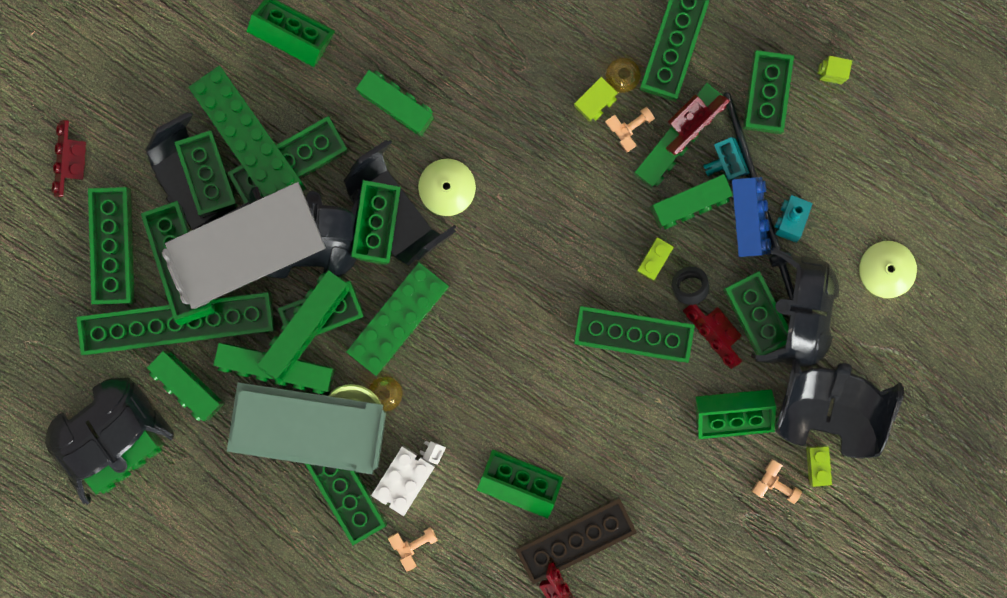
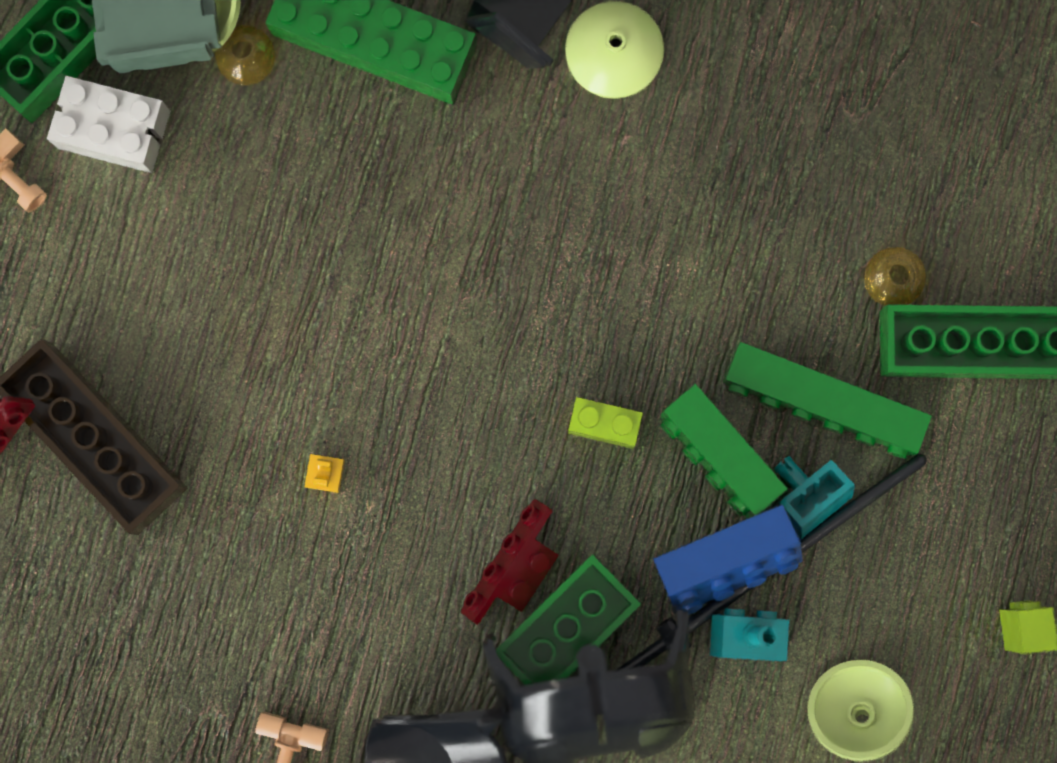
camera: 75 degrees right, 5 degrees down
(433, 453) = (169, 159): white tile -> none
(520, 484) = (159, 316): green slope -> none
(596, 99) = (839, 243): lime brick -> none
(624, 130) = (803, 306): light nougat bar -> none
(633, 419) = (324, 473): none -> yellow tile
(634, 334) = (466, 425): green brick -> none
(690, 298) = (591, 478): black tyre -> none
(692, 120) = (863, 407): dark red bracket -> none
(735, 414) = (385, 642): green slope -> none
(768, 92) = (951, 526): green brick -> none
(838, 172) = (858, 690): none -> yellowish green dish

